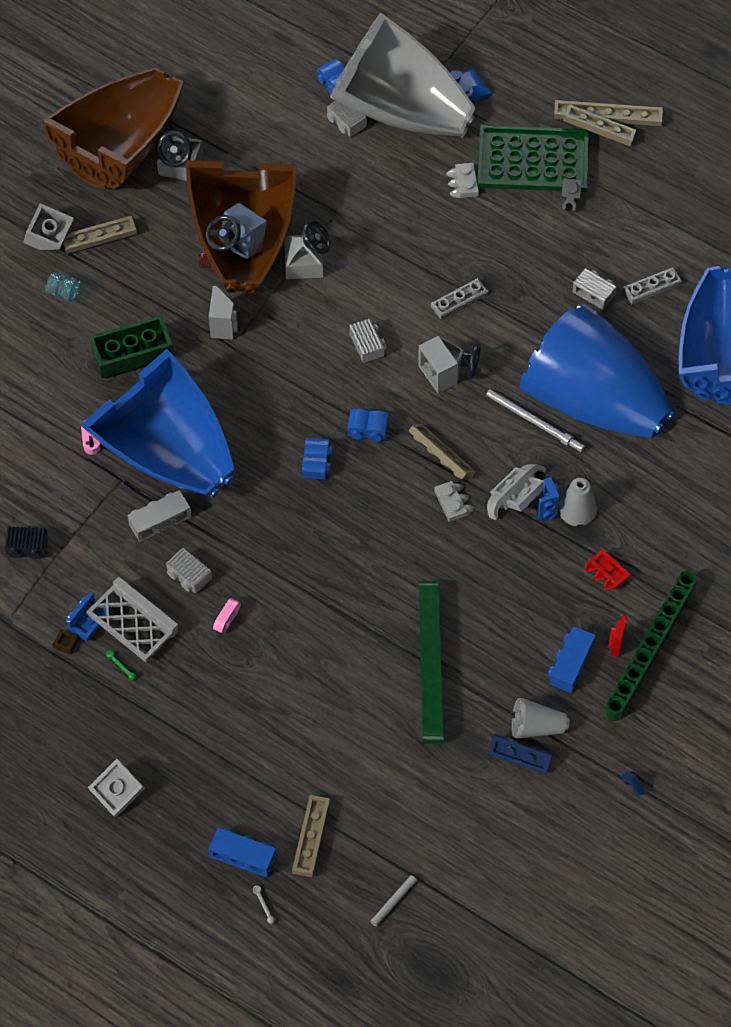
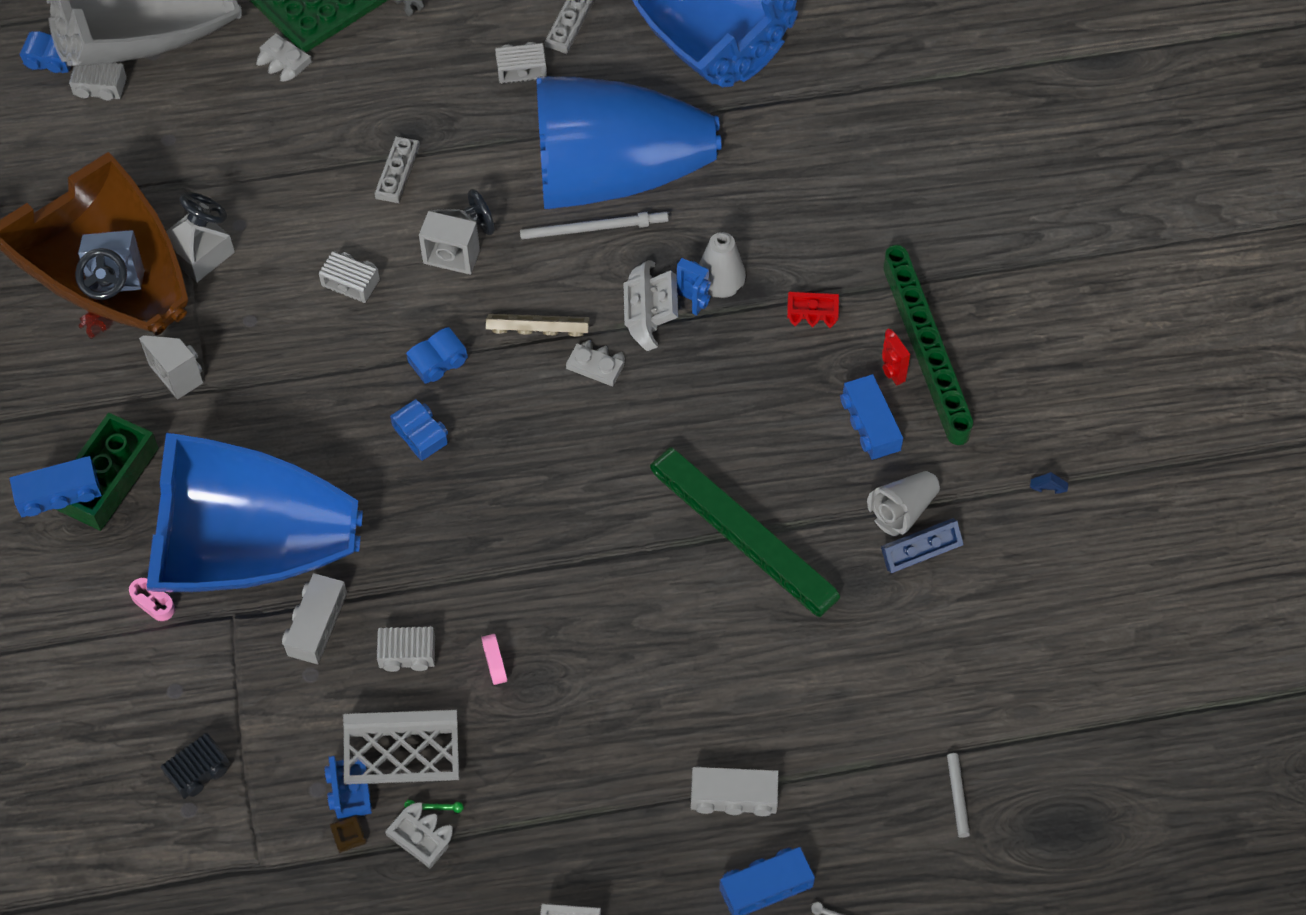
camera: 45 degrees left, 0 degrees up
(93, 334) = (55, 487): none -> blue brick
(97, 672) = (418, 836): none -> light grey plate
(276, 792) = (734, 791): none -> light grey brick
(311, 836) = (814, 804): dark tan plate -> none

